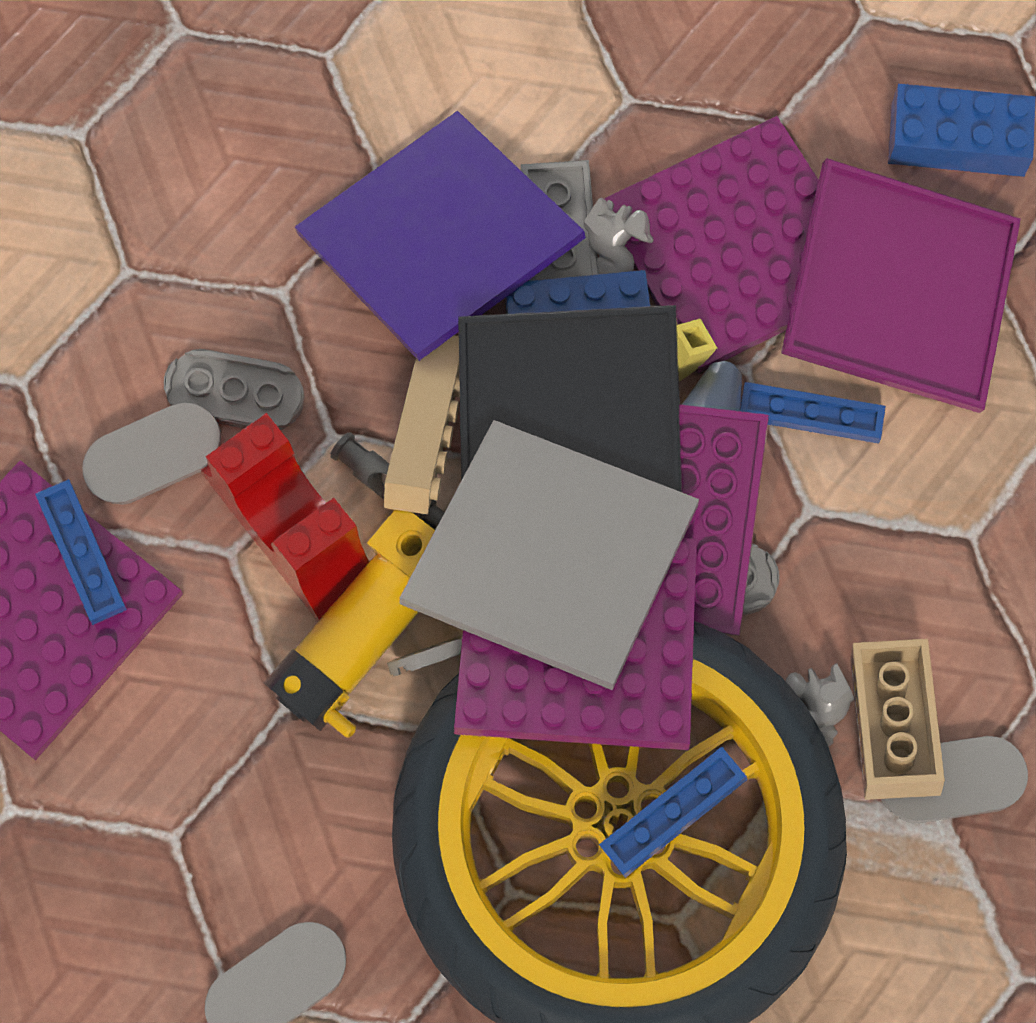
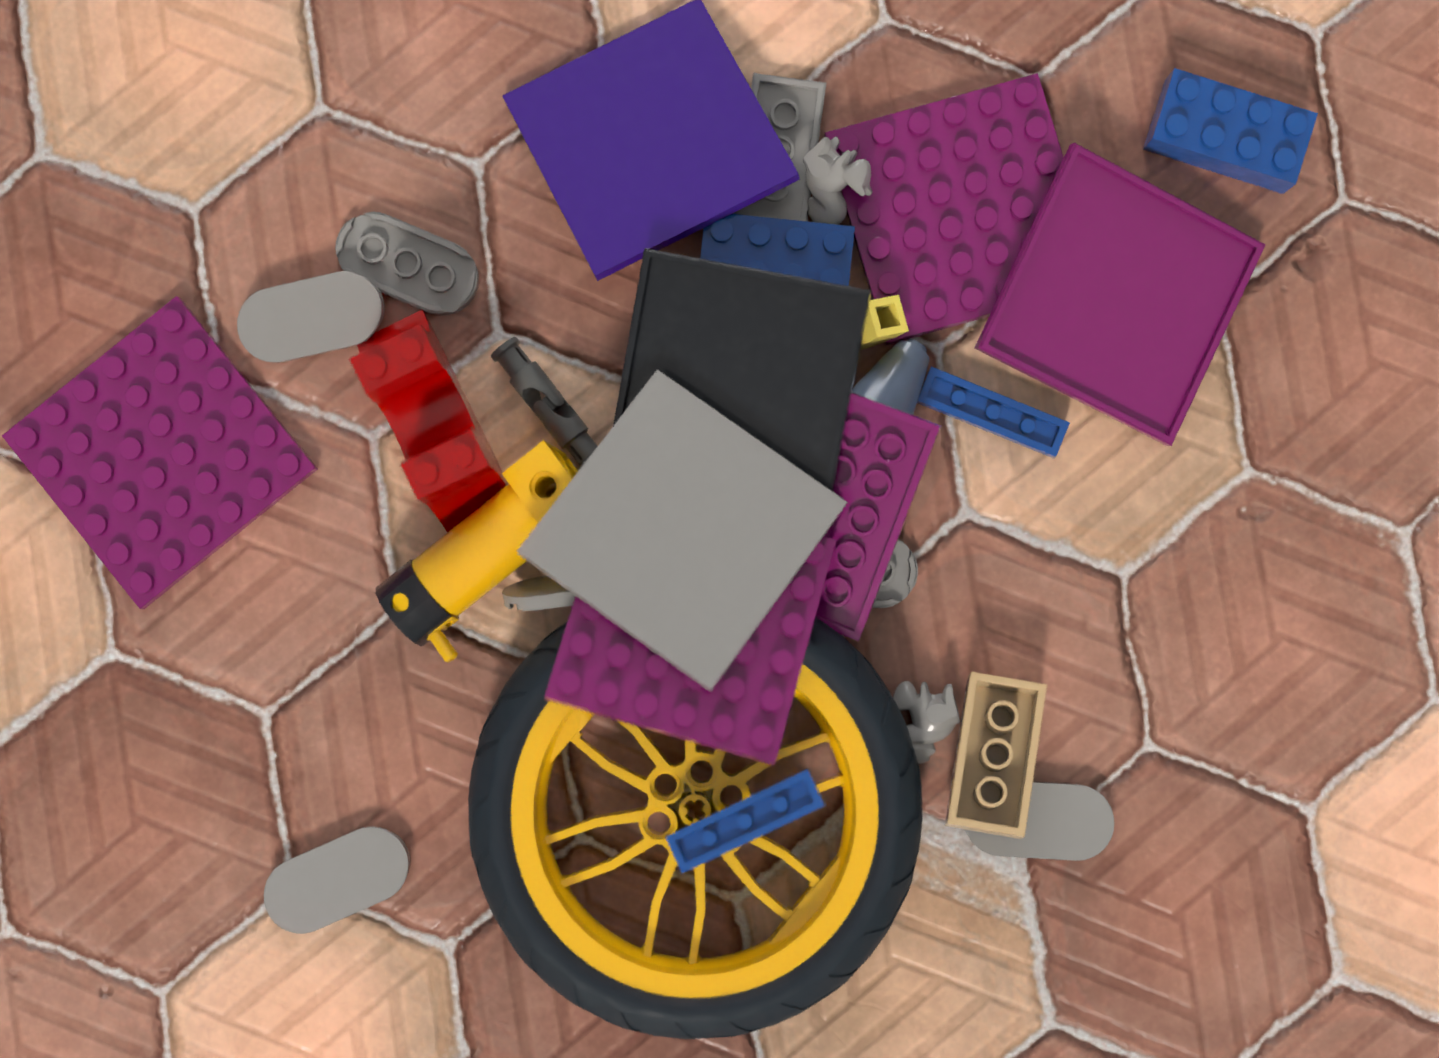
camera: 15 degrees right, 15 degrees up
(80, 552) = (218, 411): blue plate -> none
(424, 431) = (584, 364): tan brick -> none

